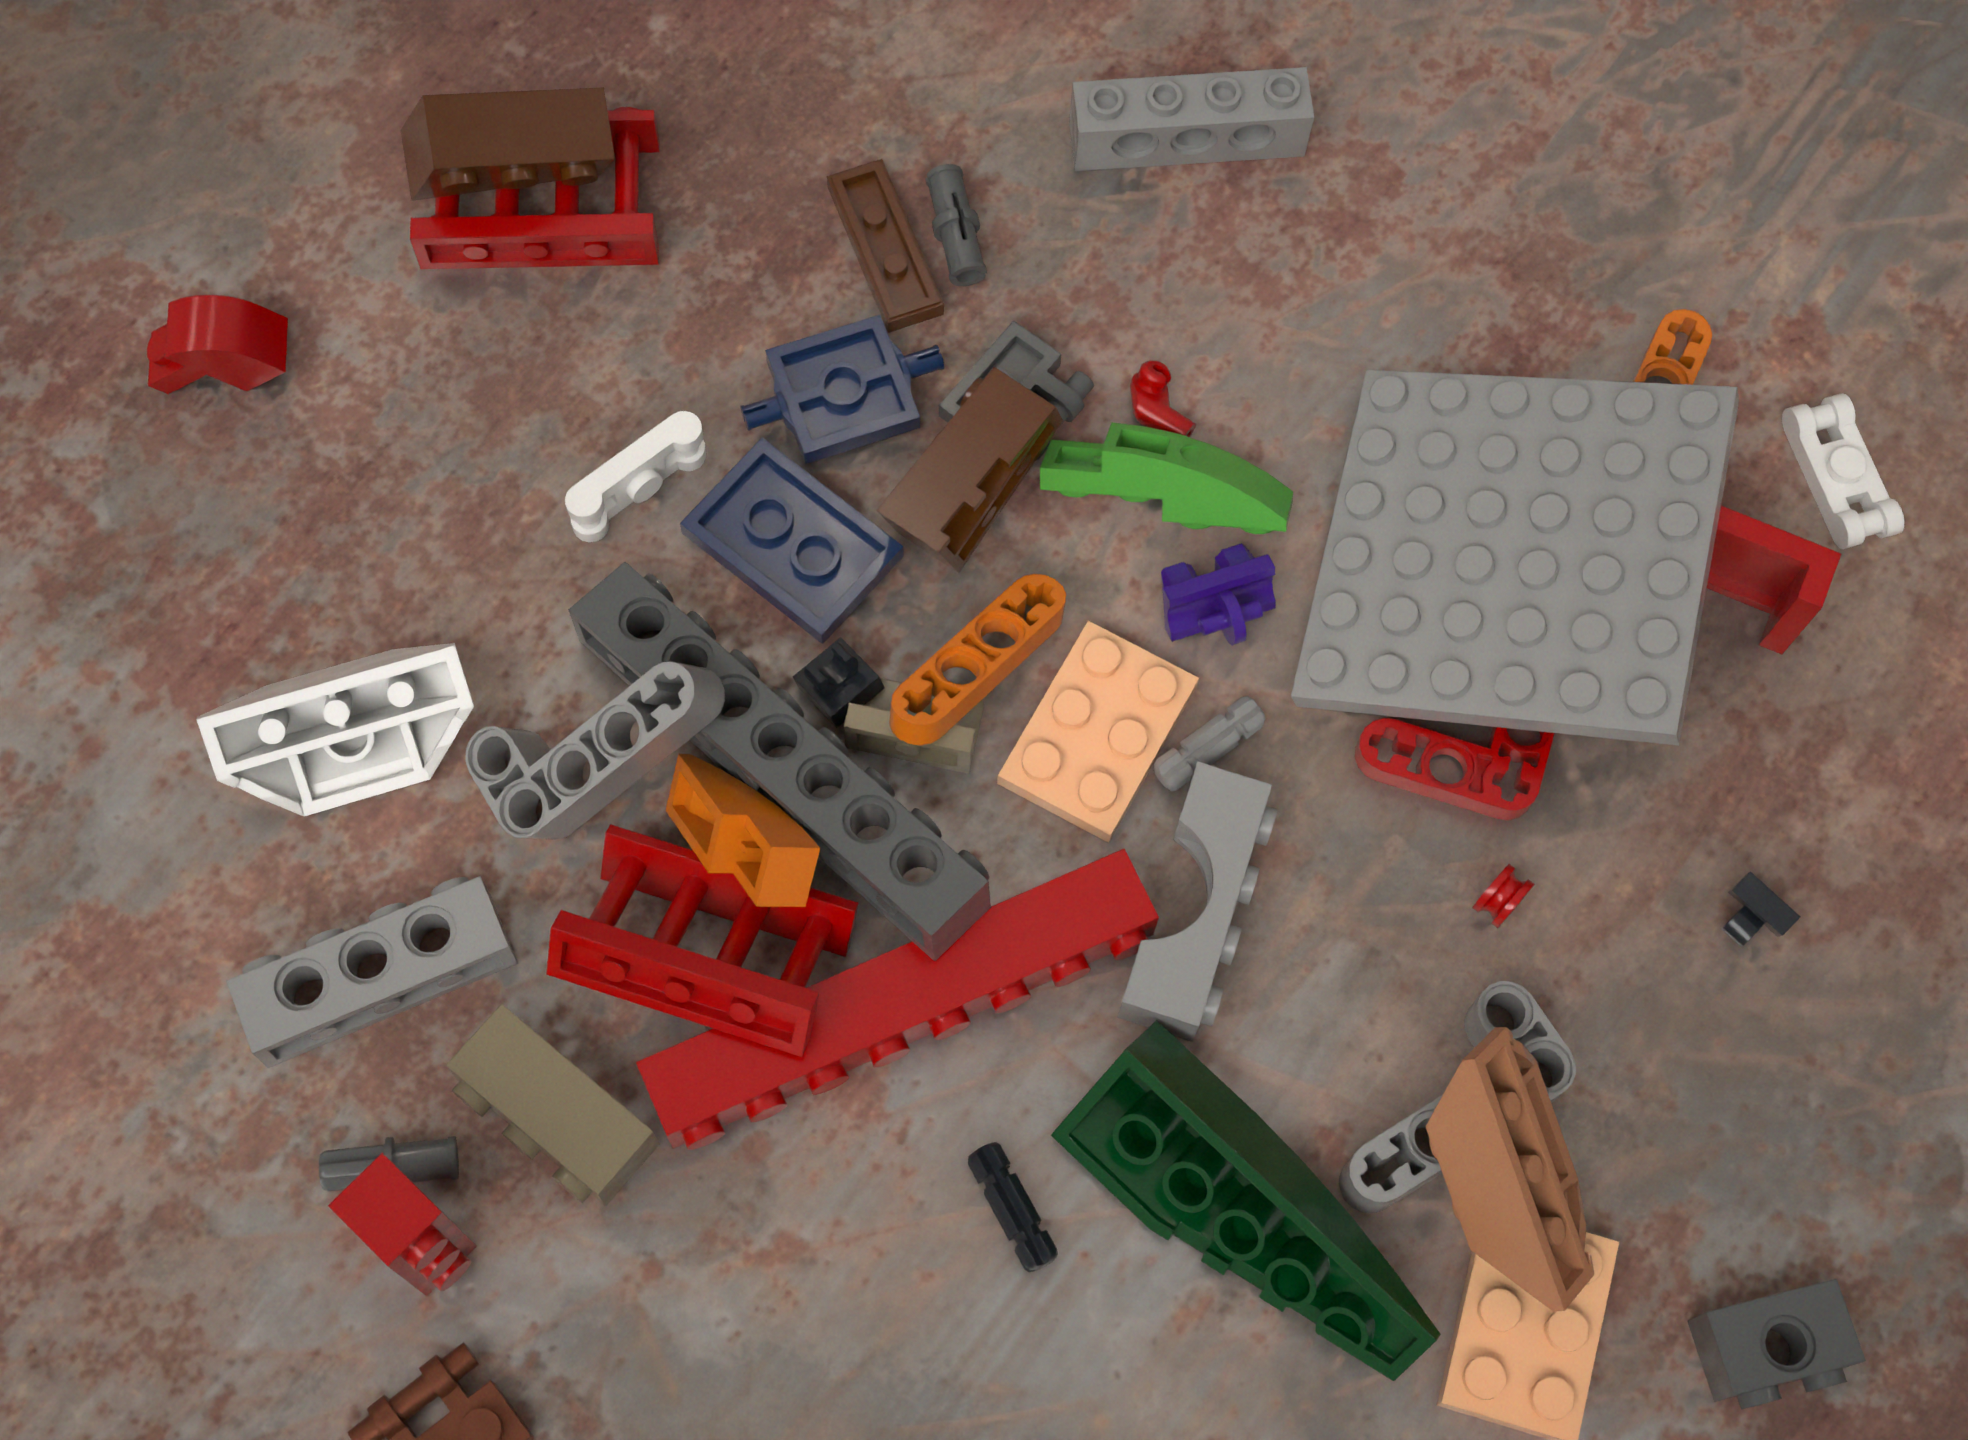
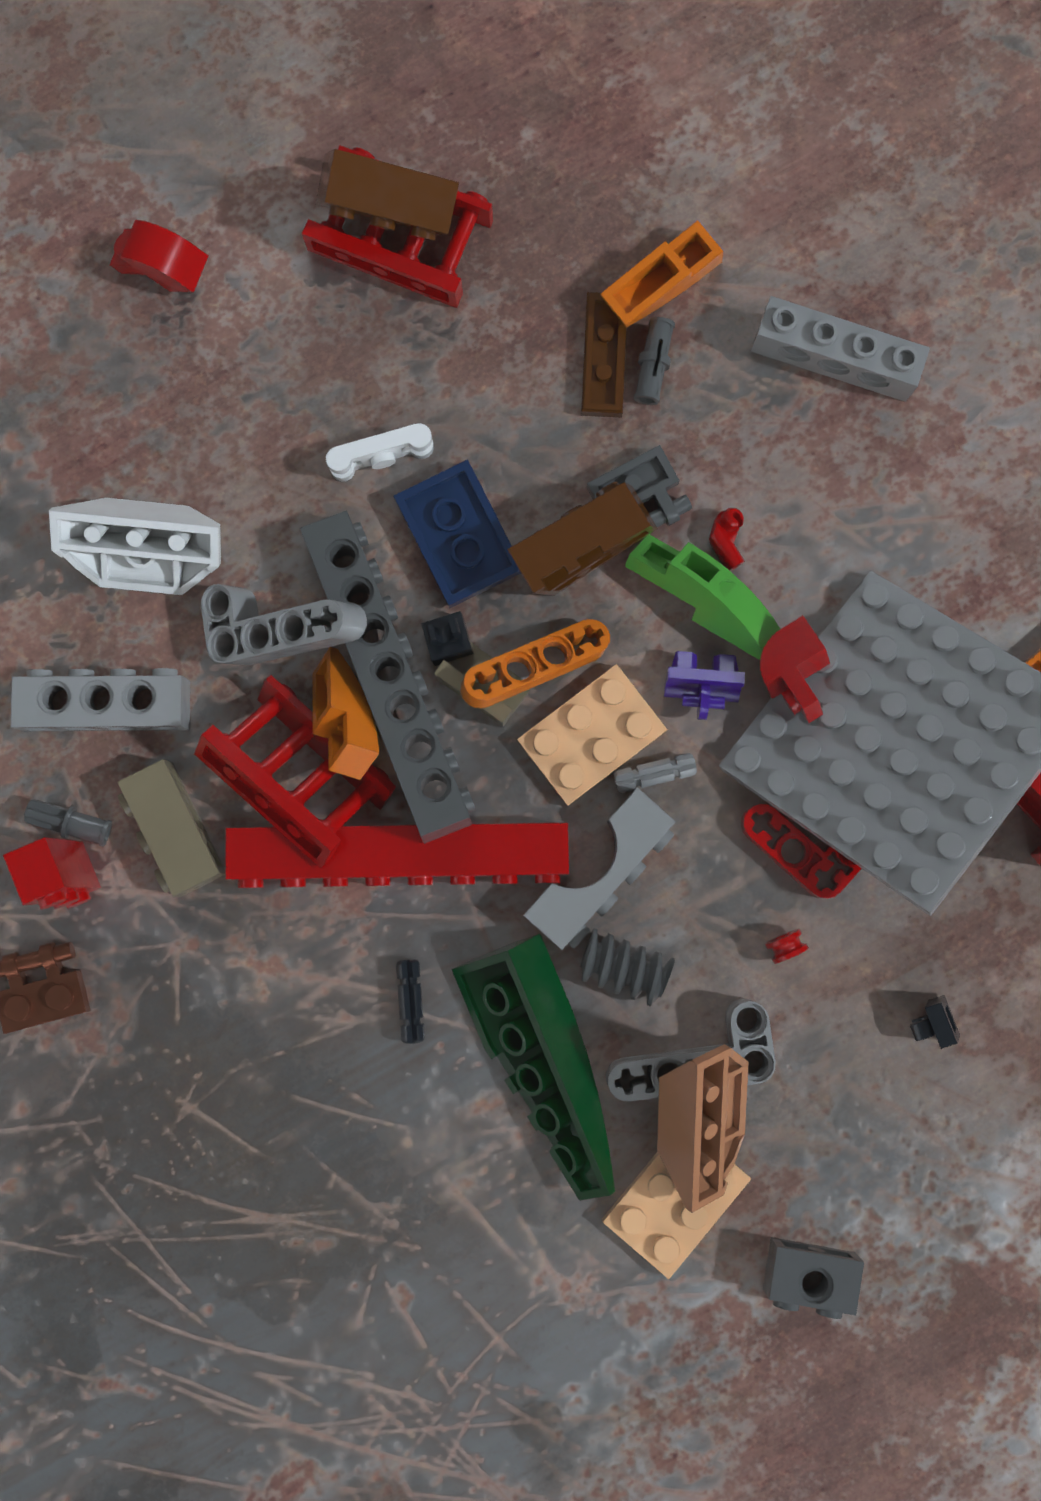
camera: 30 degrees right, 15 degrees up
(842, 388) = (533, 445): dark blue plate -> none
(919, 115) = (663, 274): none -> orange slope
(1298, 1018) = (625, 968): none -> dark grey piece
(1323, 516) = (790, 659): none -> red brick

